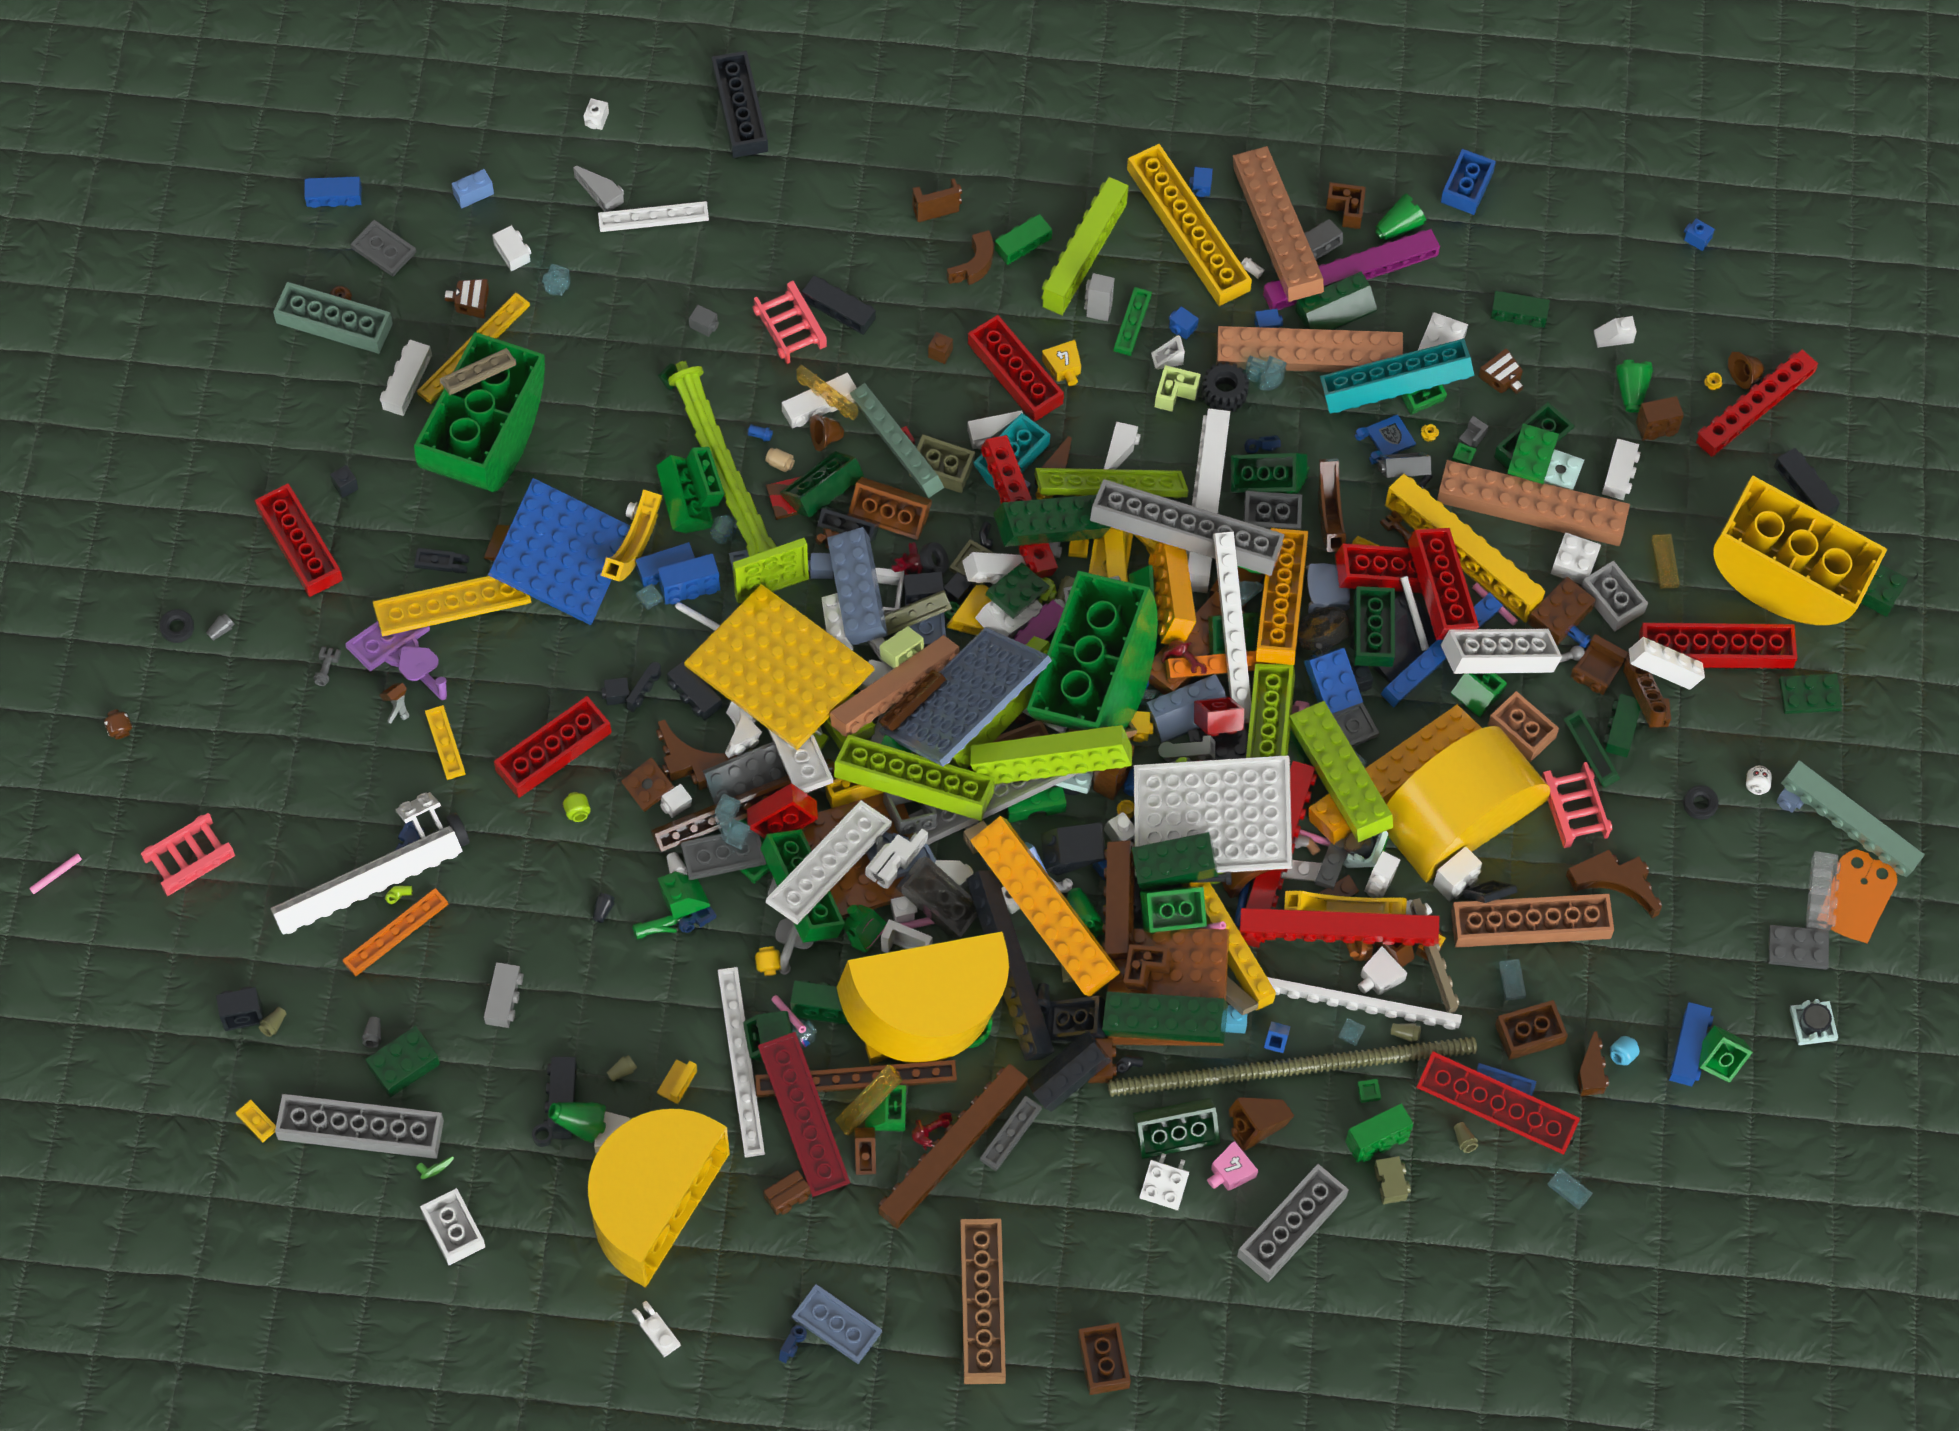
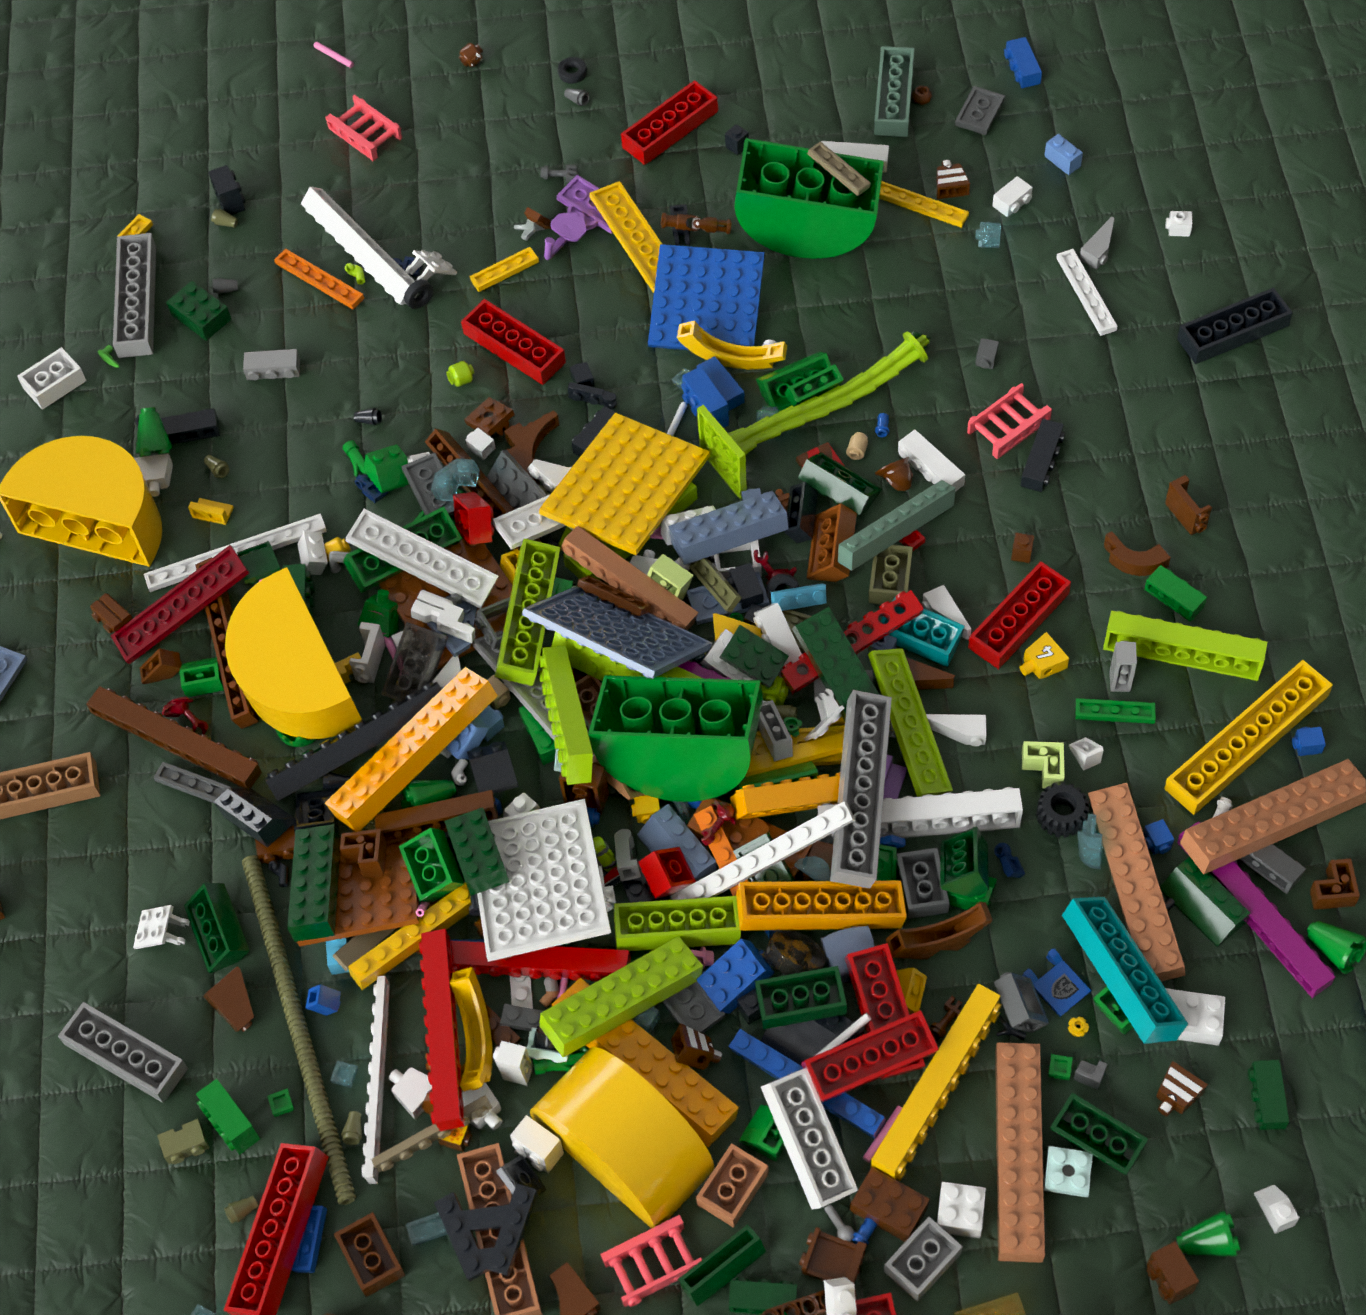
camera: 85 degrees right, 5 degrees down
(452, 542) = (708, 224): none -> reddish brown piece
(768, 982) = (312, 552): none -> white brick
(824, 390) = (934, 454): clear yellow plate -> none
(868, 1100) = (201, 653): clear yellow plate -> none
(947, 547) = (800, 597): none -> medium azure plate
(1094, 549) = (829, 714): none -> white plate
(1183, 322) = (1128, 756): blue brick -> none
(1232, 1168) = (179, 986): bright pink torso -> none
(1392, 731) = (693, 1048): none -> reddish brown torso
(1524, 942) = (462, 1224): none -> black plate
(1533, 453) = (1073, 1132): green plate -> none
(1621, 469) = (1095, 1243): white brick -> none

